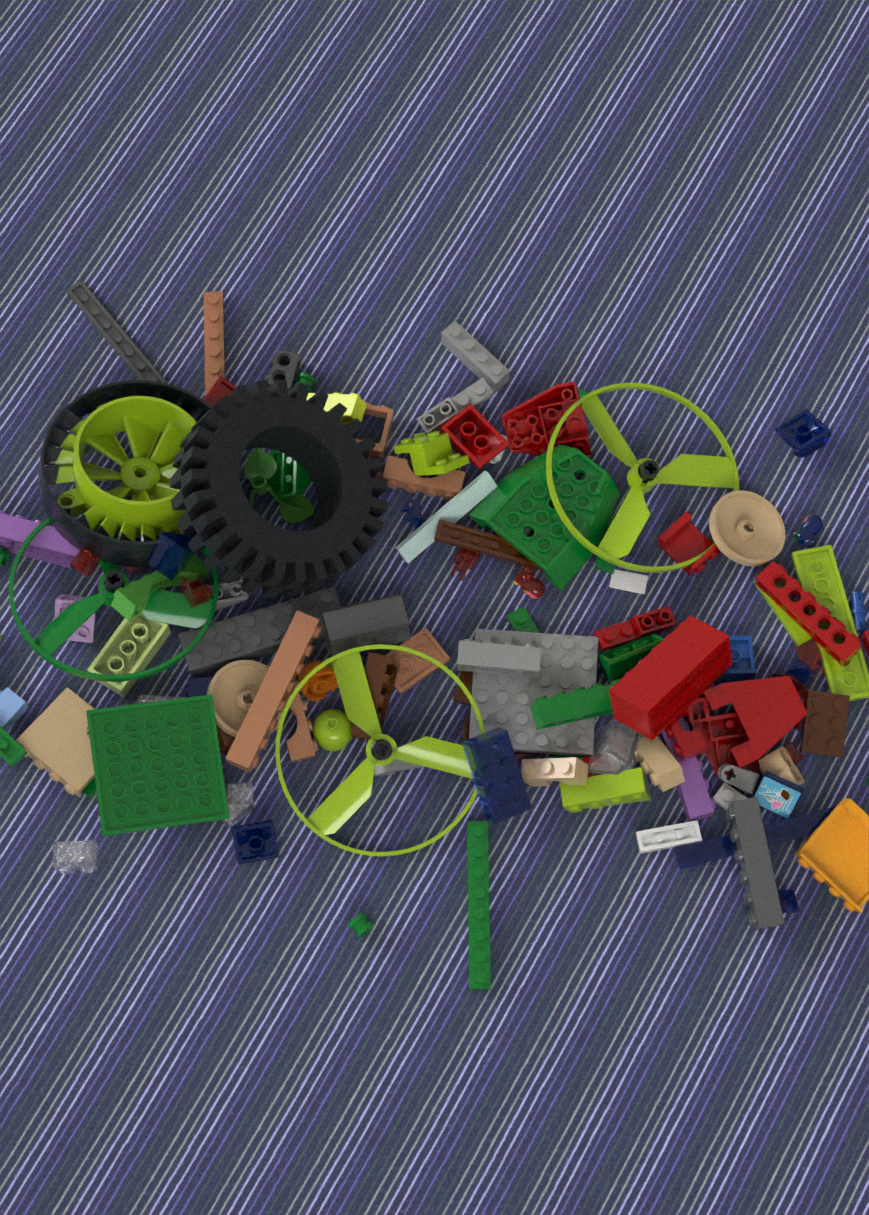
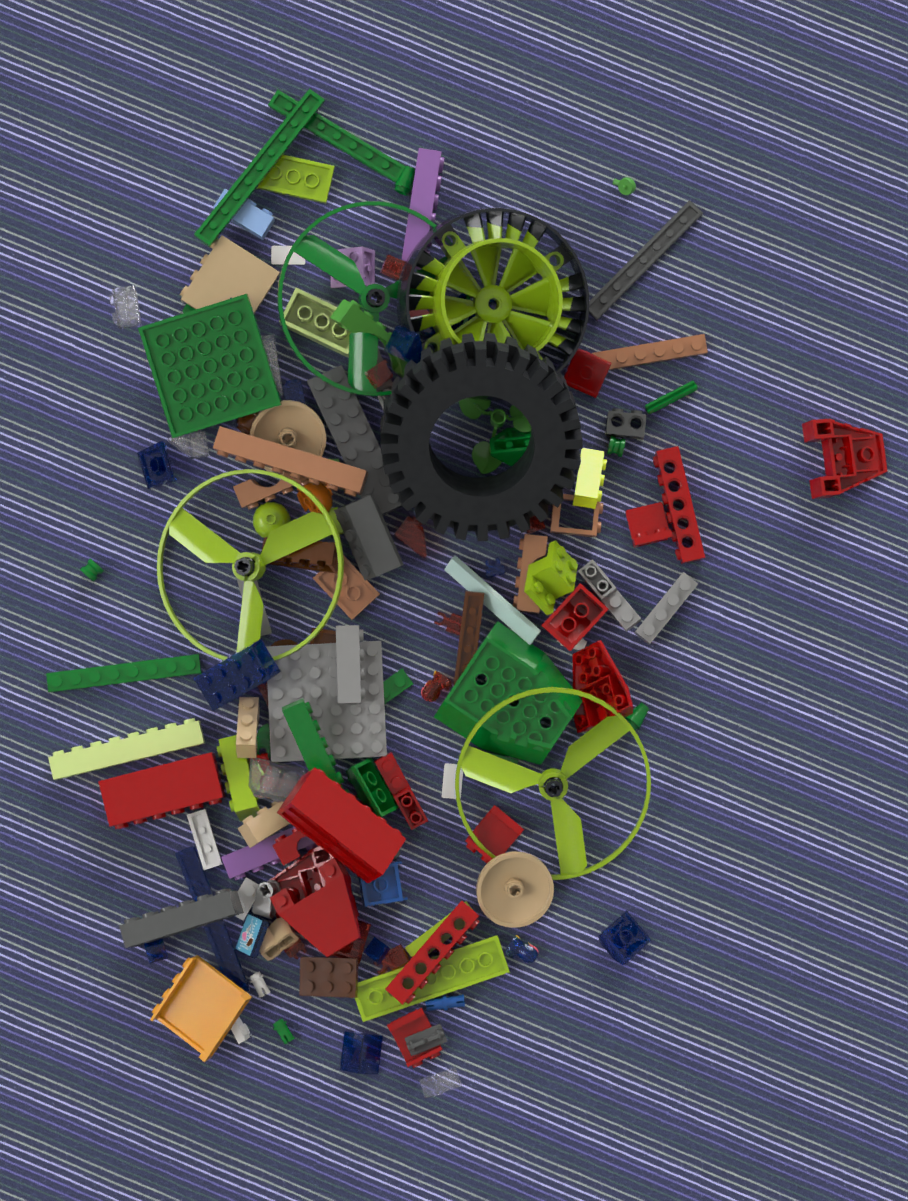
camera: 85 degrees right, 15 degrees up
(40, 346) = (625, 185): none -> bright green piece
(49, 683) = (279, 254): none -> white sticker
(262, 330) = (671, 397): none -> green axle
(345, 179) = (848, 453): none -> red wedge
(363, 327) = (673, 457): none -> red brick
(370, 586) = (412, 535): none -> clear red slope
(388, 364) = (648, 524): none -> red bracket
(564, 909) = (126, 750): none -> yellowish green brick
(613, 871) = (162, 790): none -> red brick
(828, 796) = (259, 984): none -> white pin

